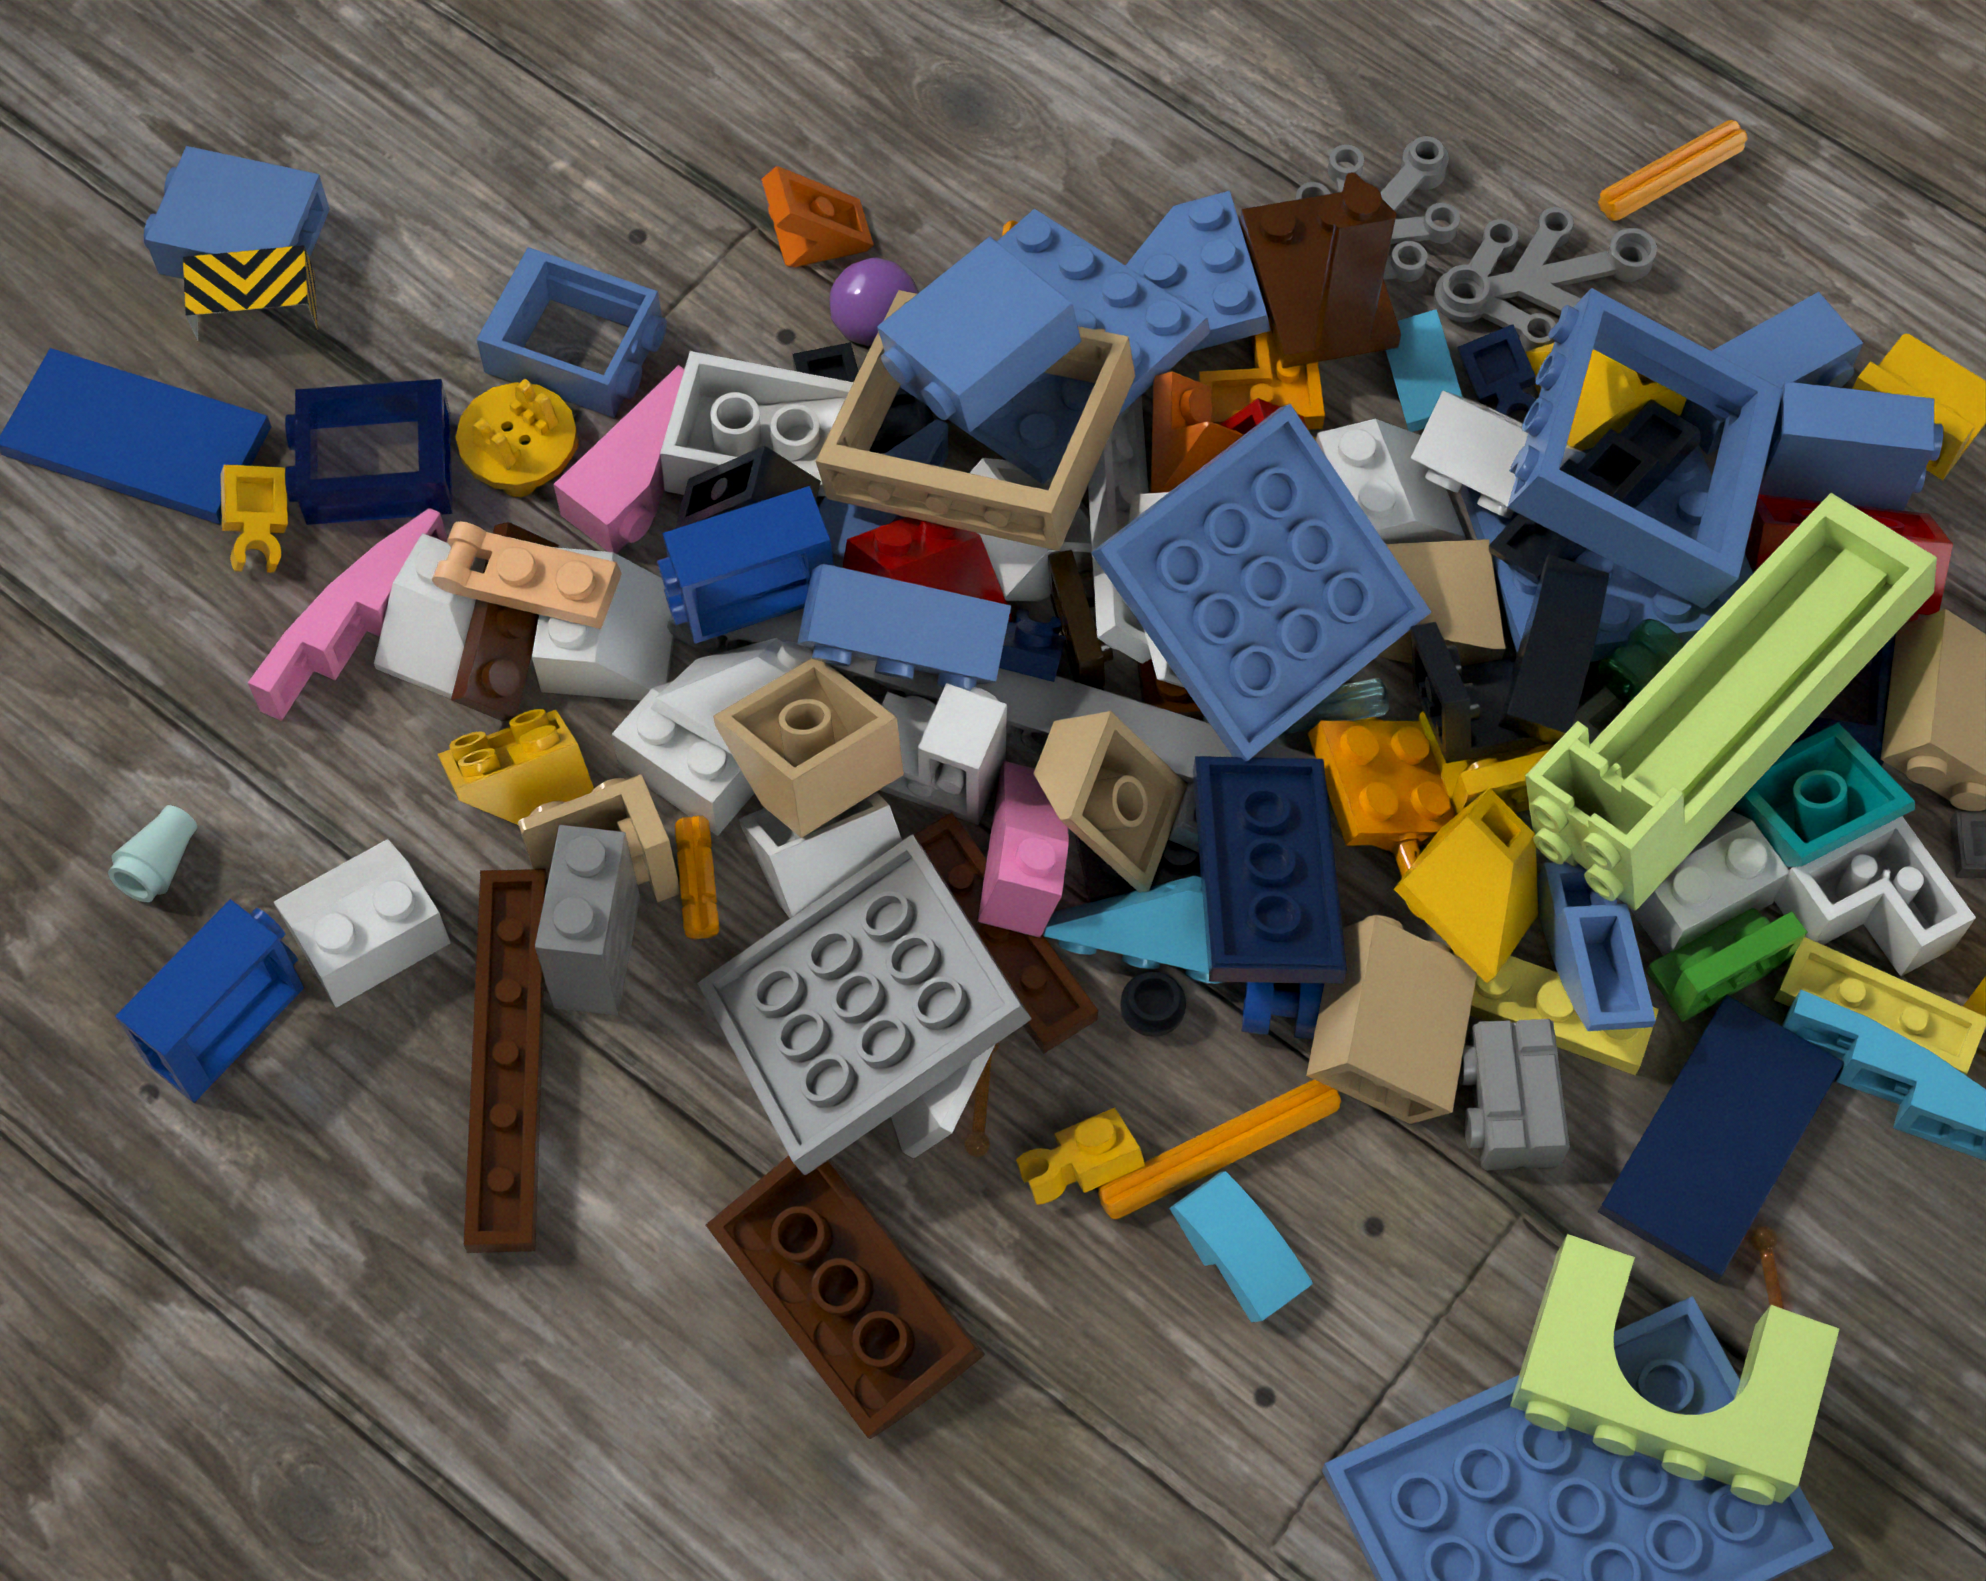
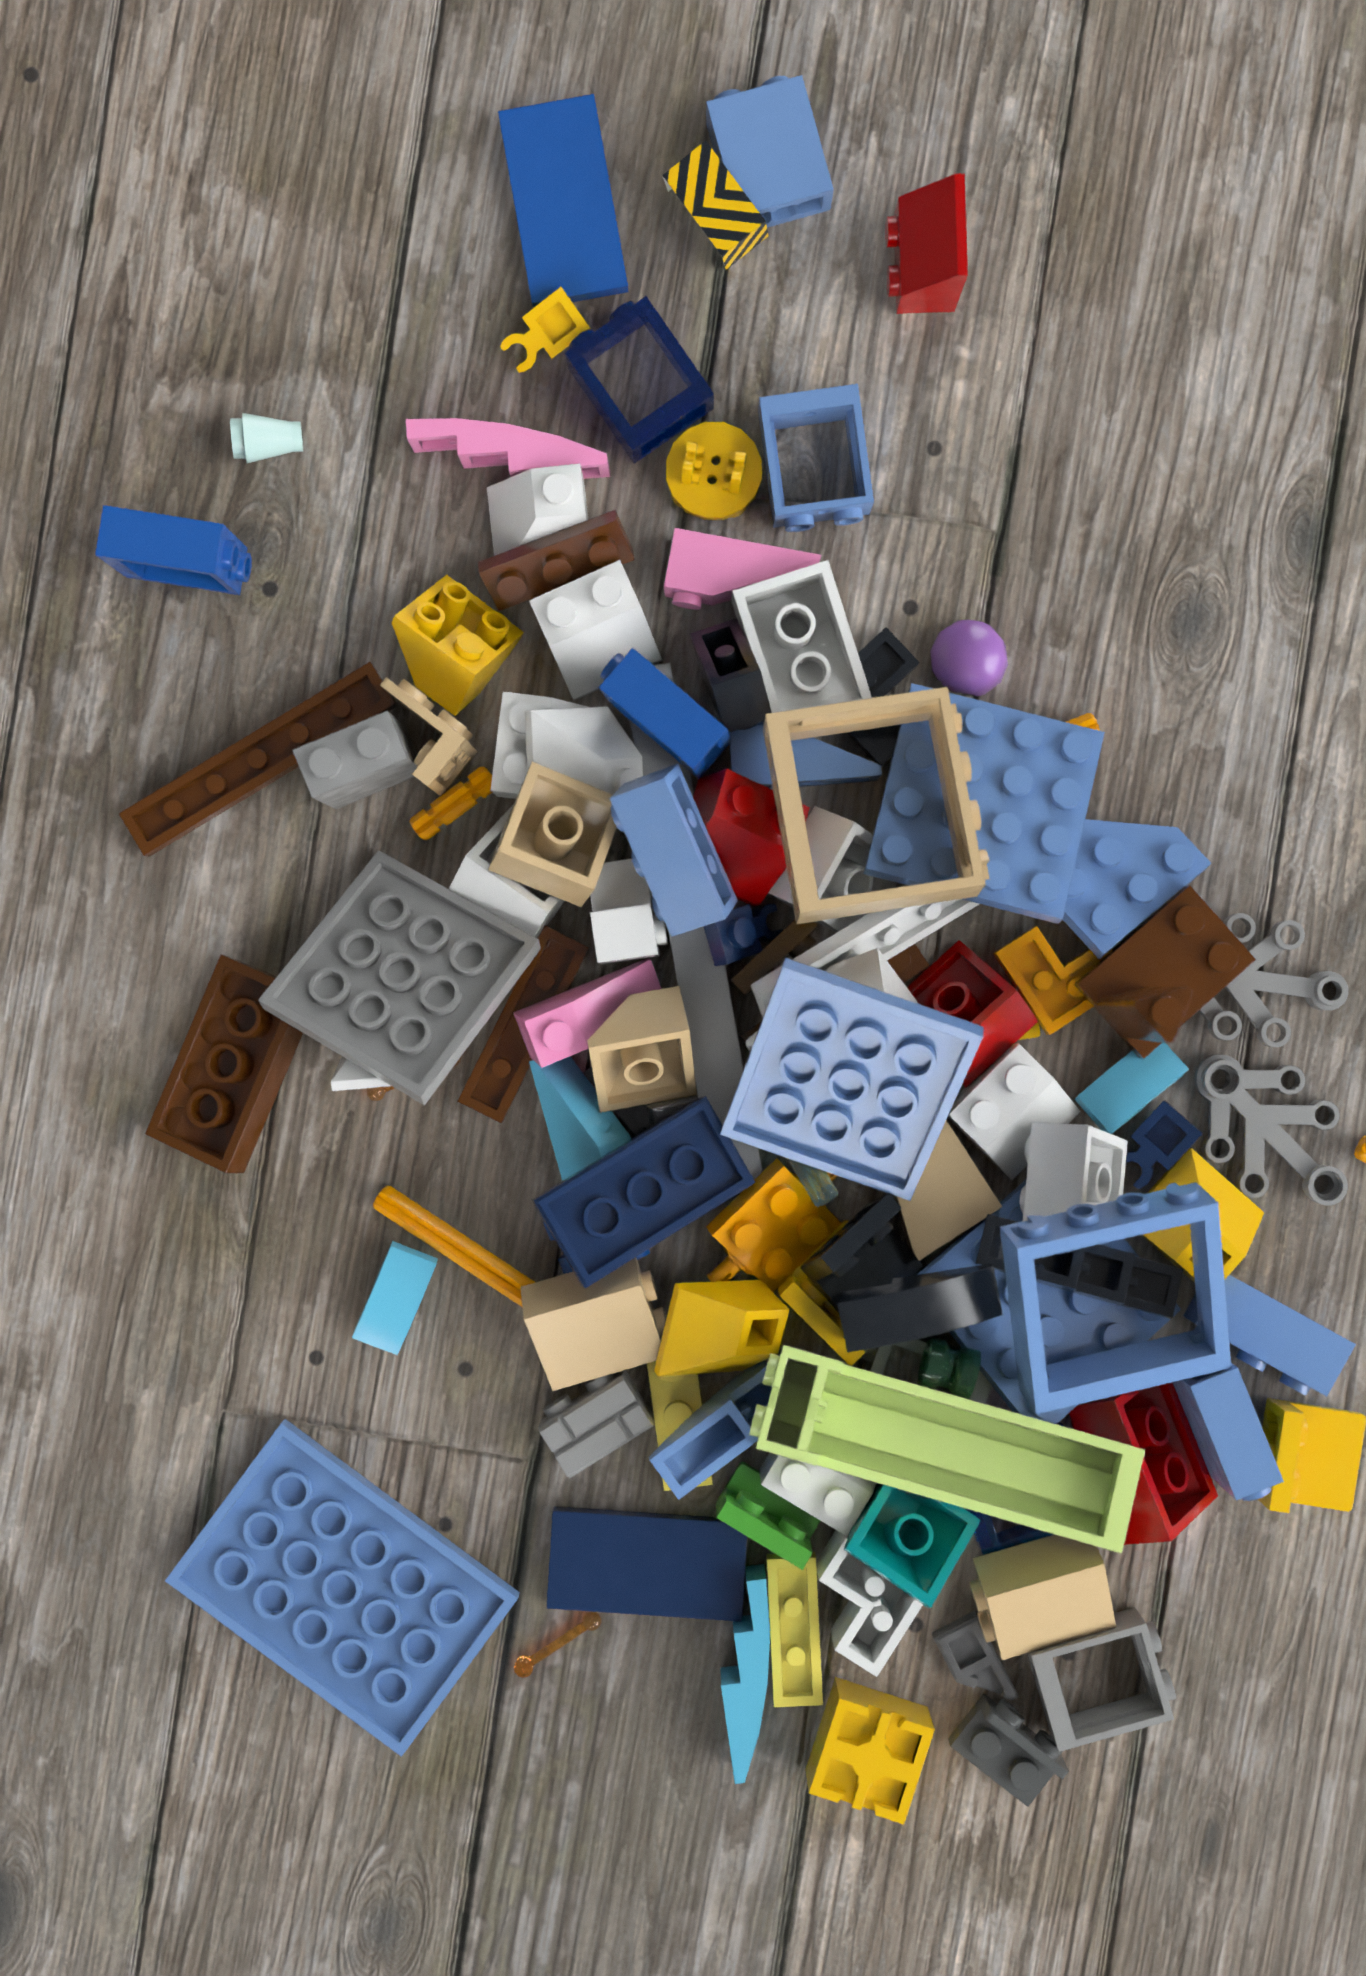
camera: 60 degrees right, 25 degrees up
(363, 922) = (296, 601): white slope -> none
(440, 122) = (928, 247): none -> red slope
(528, 576) = (578, 563): light nougat plate -> none
(814, 219) = (1013, 573): orange slope -> none
(978, 335) = (920, 775): medium blue brick -> none
(1086, 1153) = (404, 1171): yellow plate -> none
(1153, 1004) = (531, 1153): black plate -> none
(1183, 430) = (954, 954): orange slope -> none
(1576, 1383) = (431, 1683): yellowish green arch -> none

